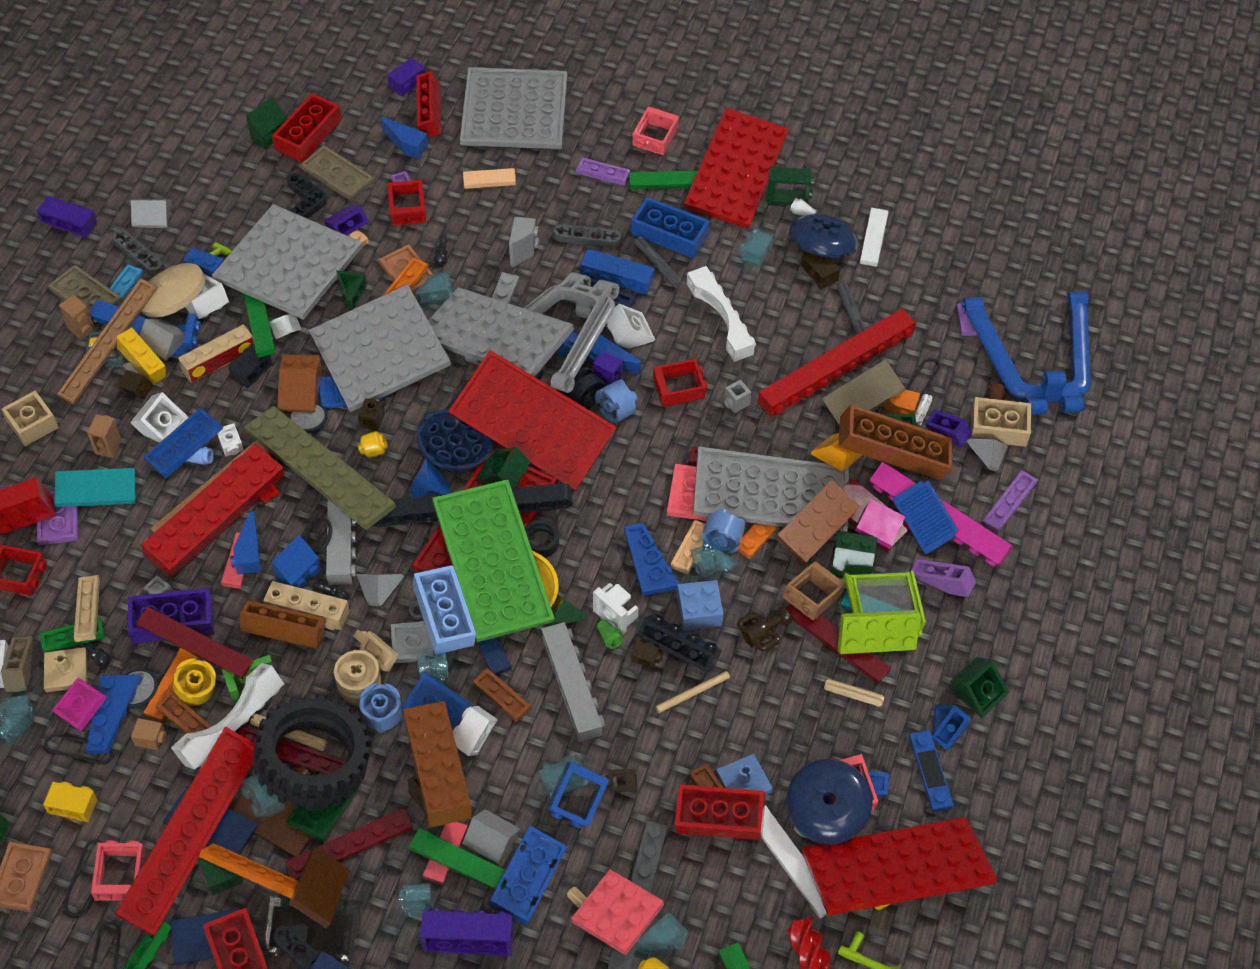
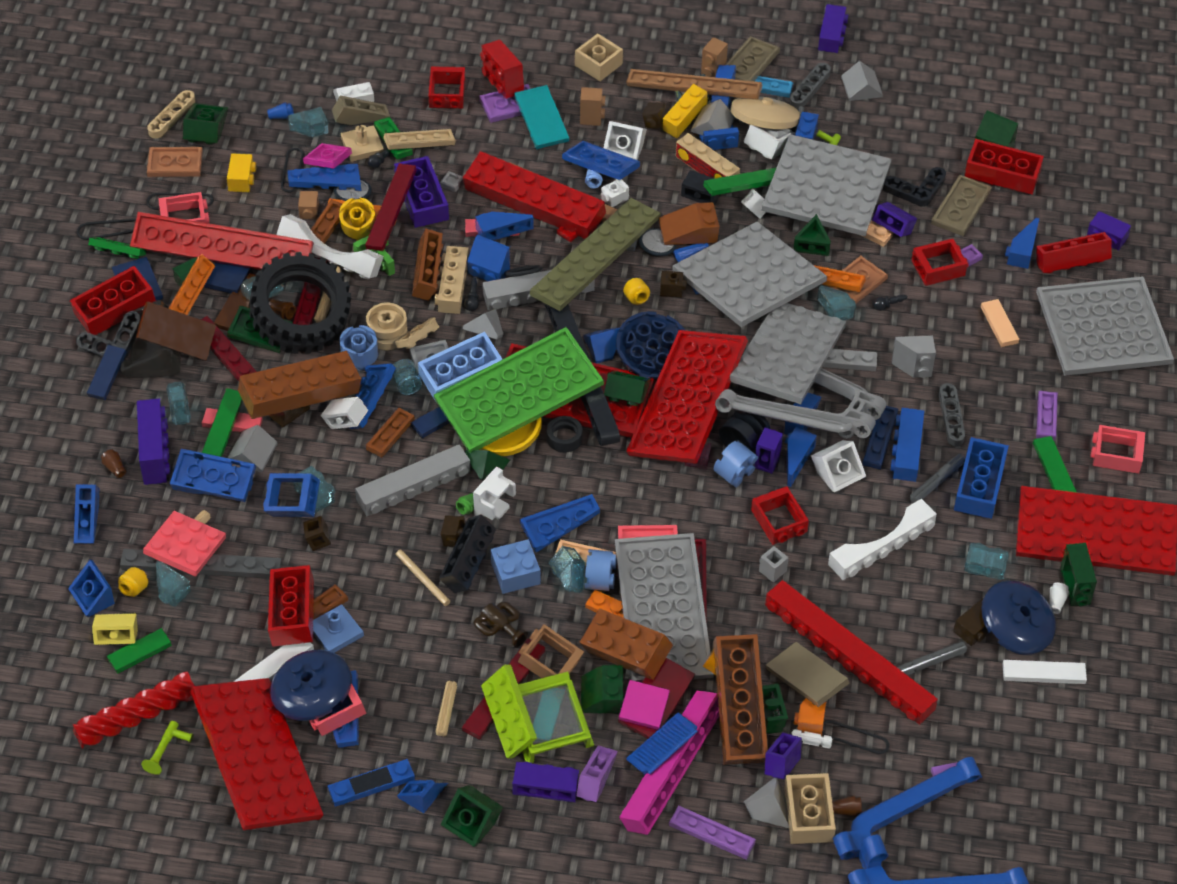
camera: 80 degrees right, 5 degrees down
(948, 619) = (545, 781): none -> dark purple brick

